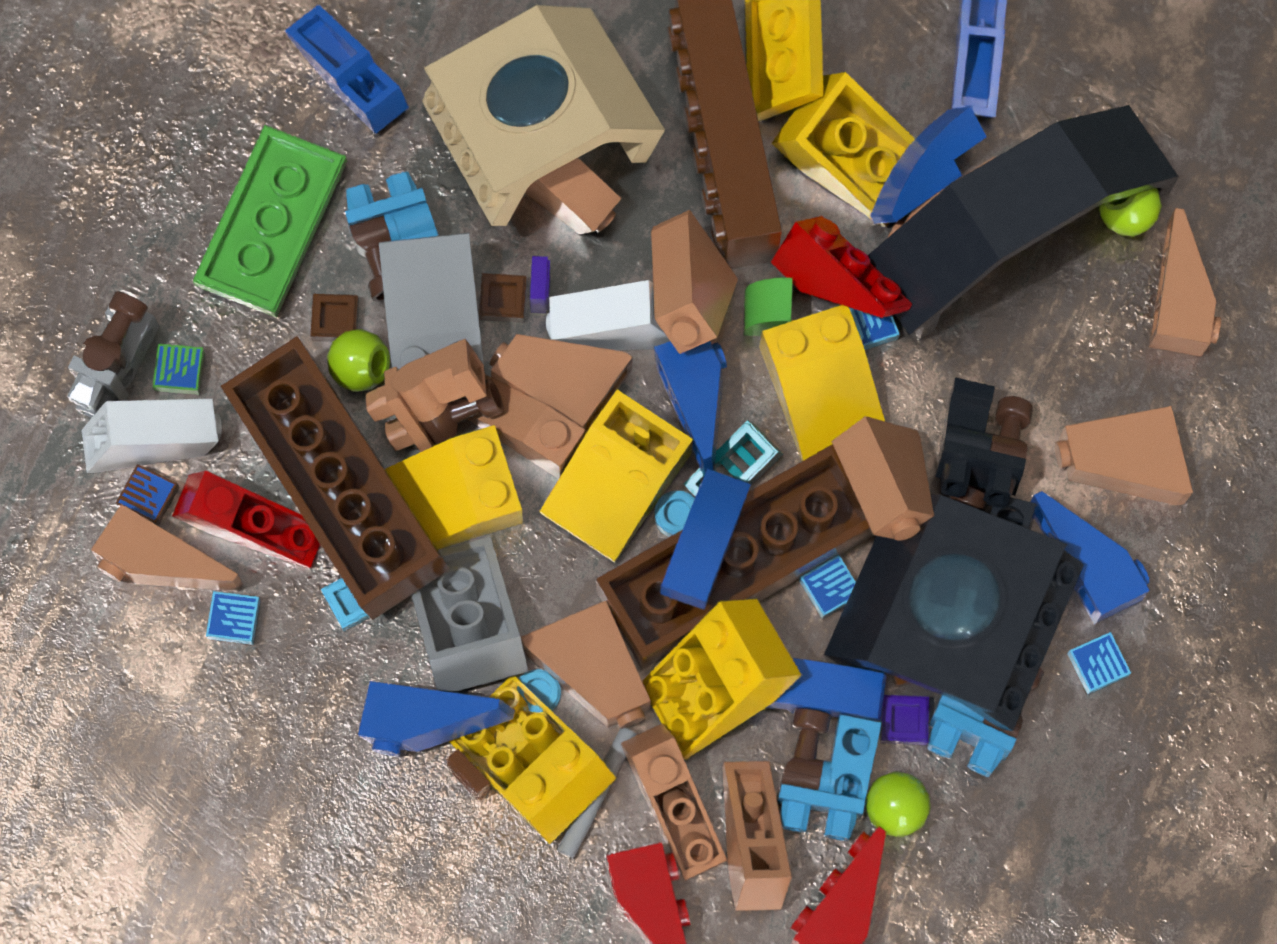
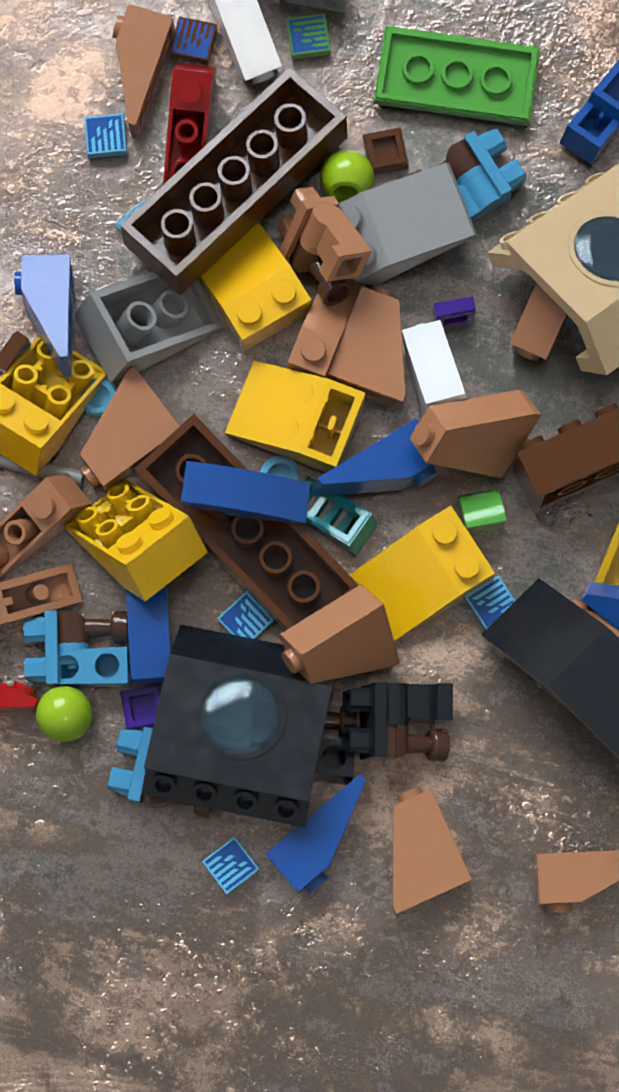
camera: 85 degrees right, 5 degrees up
(502, 297) = (437, 284): reddish brown tile -> none
(835, 270) = (522, 559): red slope -> none

